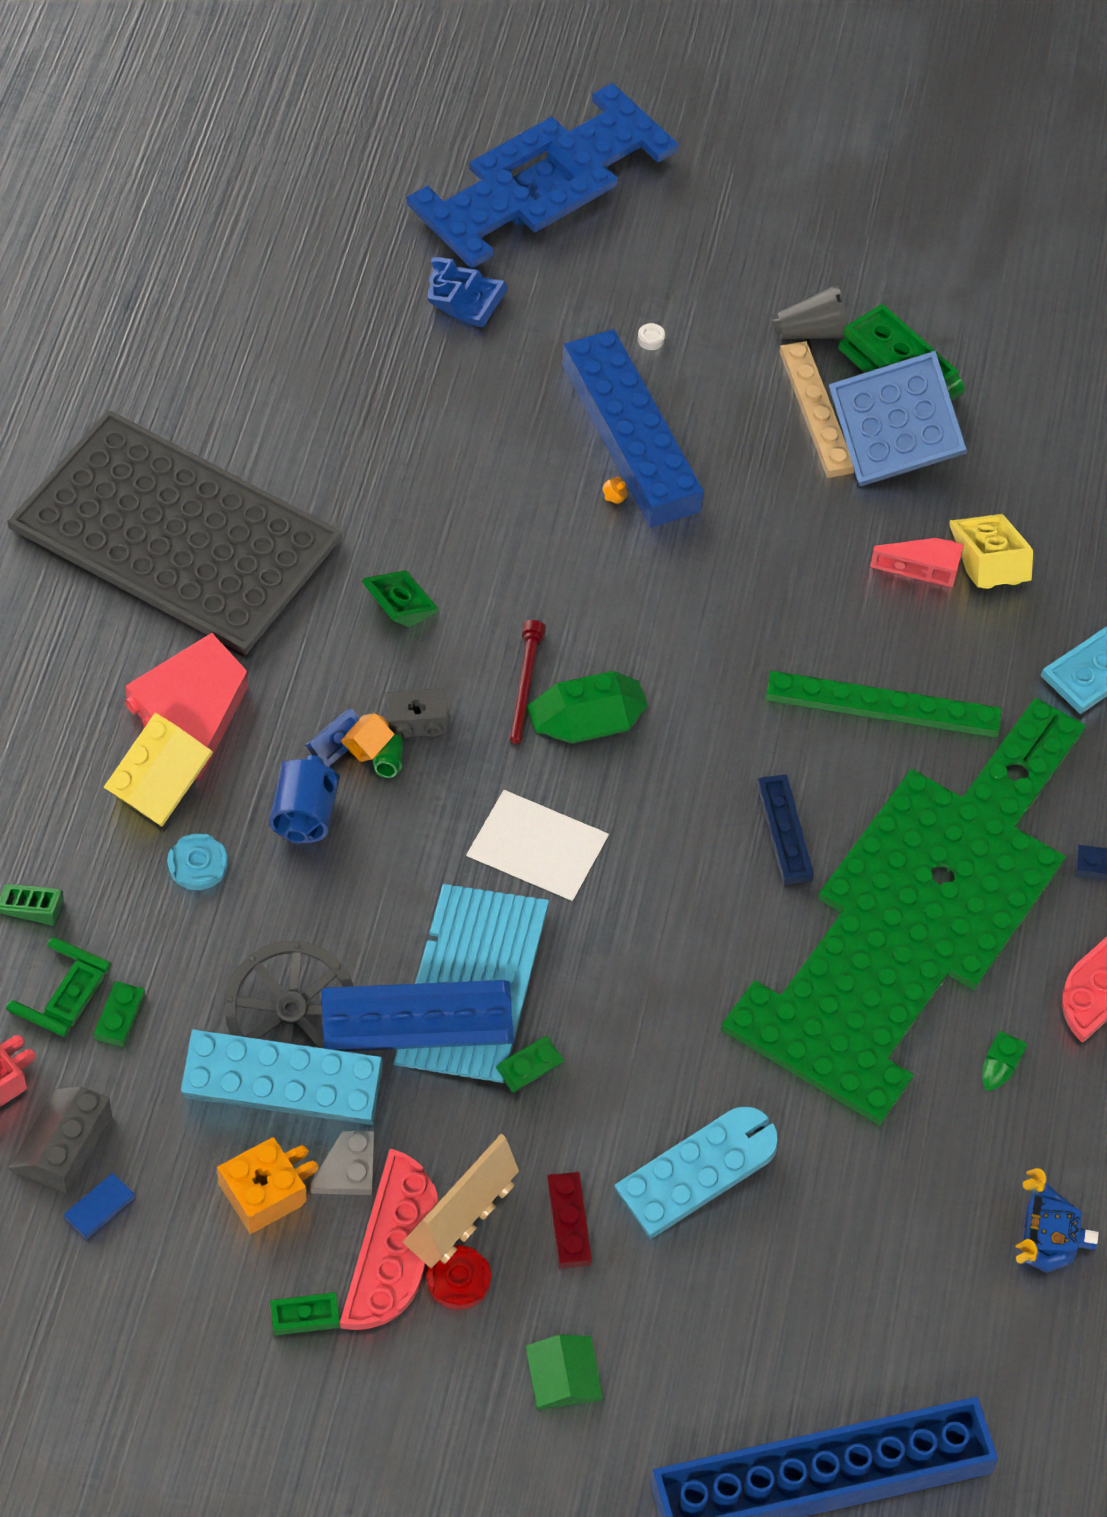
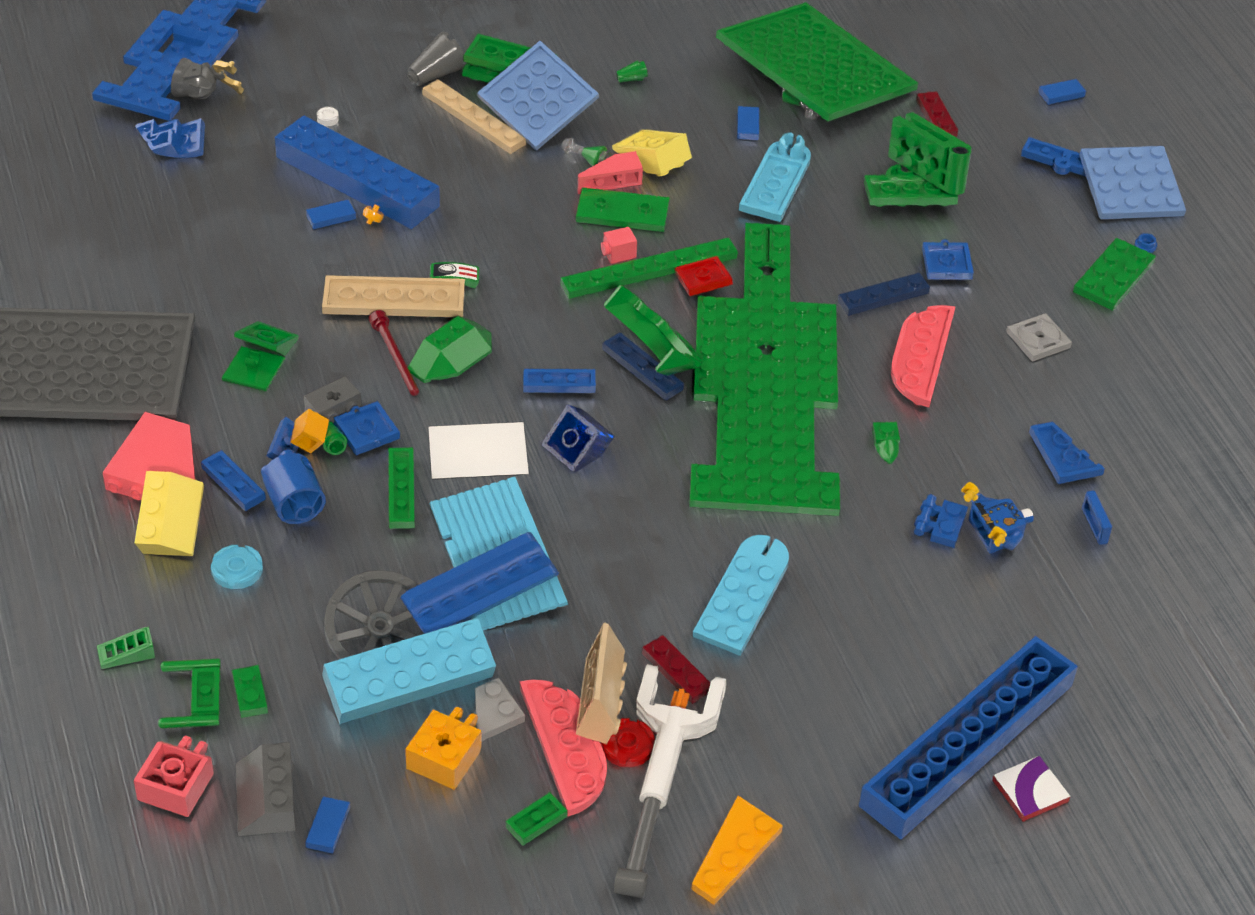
camera: 30 degrees left, 10 degrees down
(255, 757) = (233, 480): none -> blue plate
(365, 628) = (253, 368): none -> green piece
(422, 852) = (401, 488): none -> green plate
(433, 761) = (367, 427): none -> blue plate
(487, 1459) = (736, 847): none -> light orange wing
(511, 1287) = (672, 726): none -> white piece
(529, 1064) = (578, 583): green plate -> none
(531, 232) = (200, 80): none -> dark grey helmet
(563, 1371) = (745, 766): green slope -> none
(570, 608) = (393, 295): none -> tan plate
(571, 468) = (330, 214): none -> blue tile
(649, 886) = (577, 438): none -> clear blue slope
(657, 610) = (456, 271): none -> slope
(679, 803) = (559, 381): none -> blue plate
(834, 811) = (665, 342): none -> green windscreen
(864, 659) = (619, 245): none -> coral brick
(905, 612) = (622, 209): none -> green plate
(918, 525) = (592, 155): none -> piece
(934, 746) = (703, 276): none -> red tile
(997, 1200) = (948, 524): none -> blue plate
(1043, 431) = (633, 72): none -> green cone

